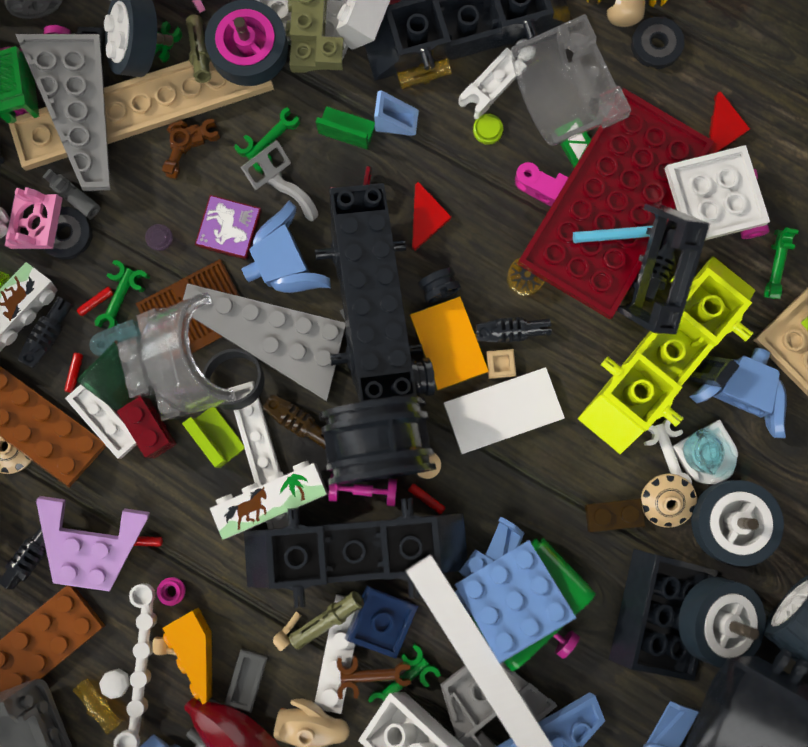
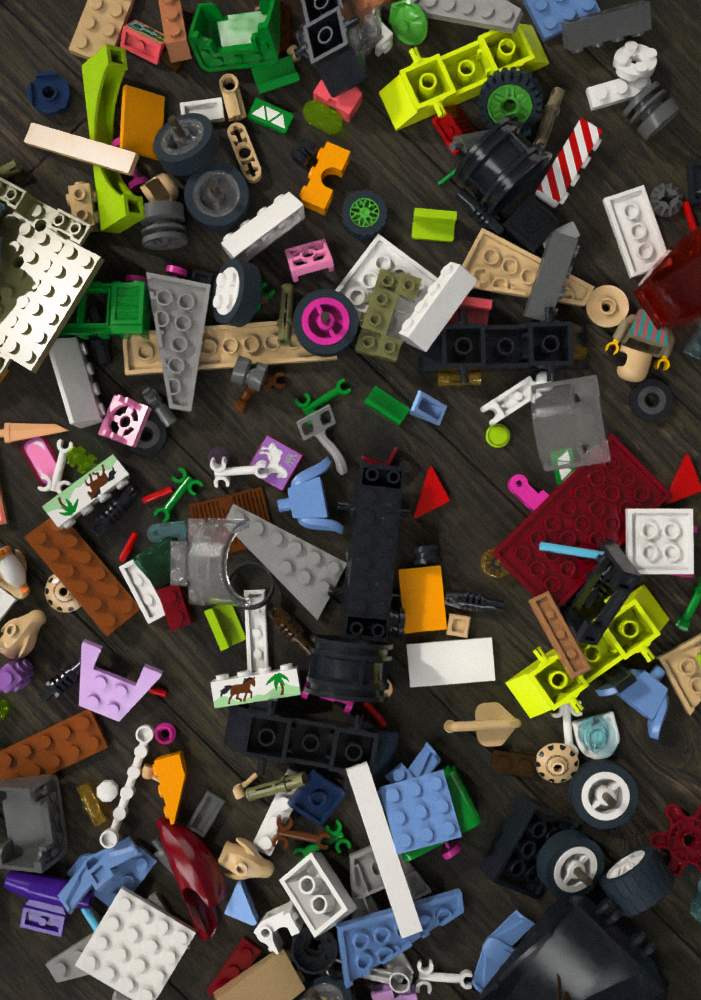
camera: 10 degrees right, 5 degrees up
(167, 253) = (223, 473): none -> white bar
(169, 124) = (249, 373): none -> dark grey wheel
(573, 471) = (491, 723): none -> tan piece
(628, 336) = (559, 635): none -> medium nougat tile

